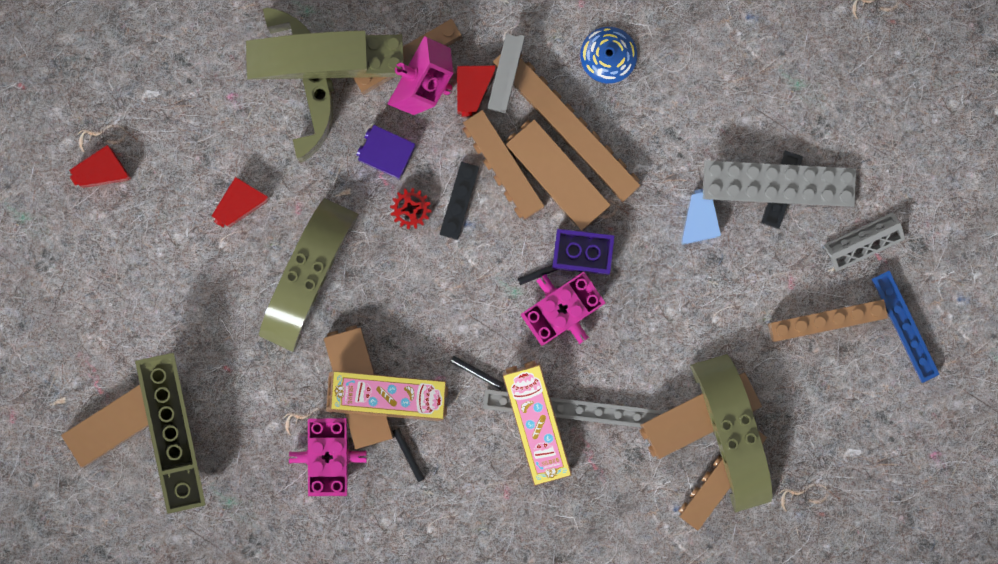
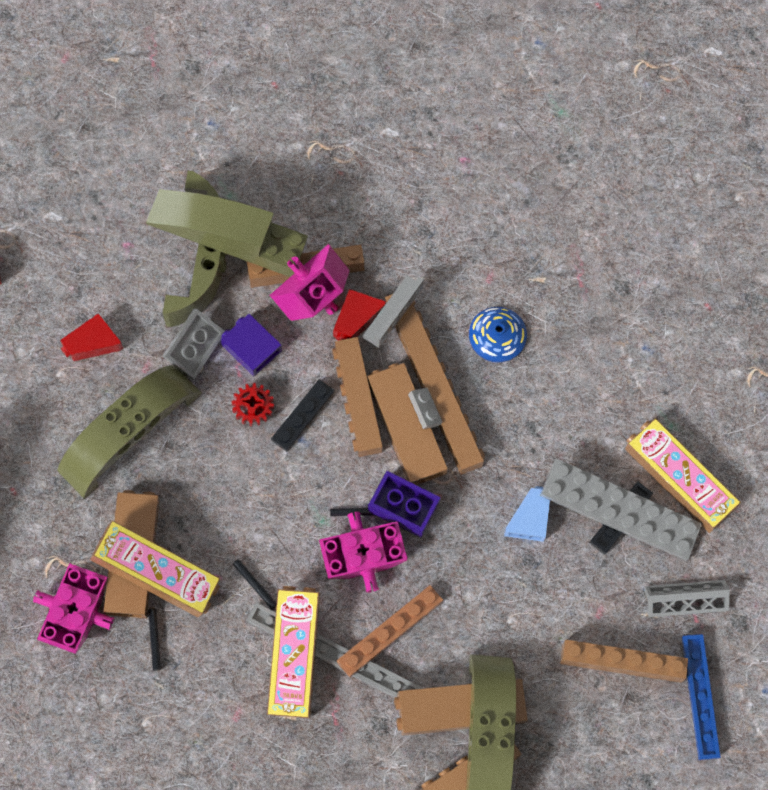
camera: 10 degrees right, 15 degrees down
(334, 172) = (193, 344): none -> light grey plate
(569, 156) = (425, 408): none -> light grey plate
(613, 370) = (389, 631): none -> nougat plate
(823, 129) = (681, 475): none -> brick

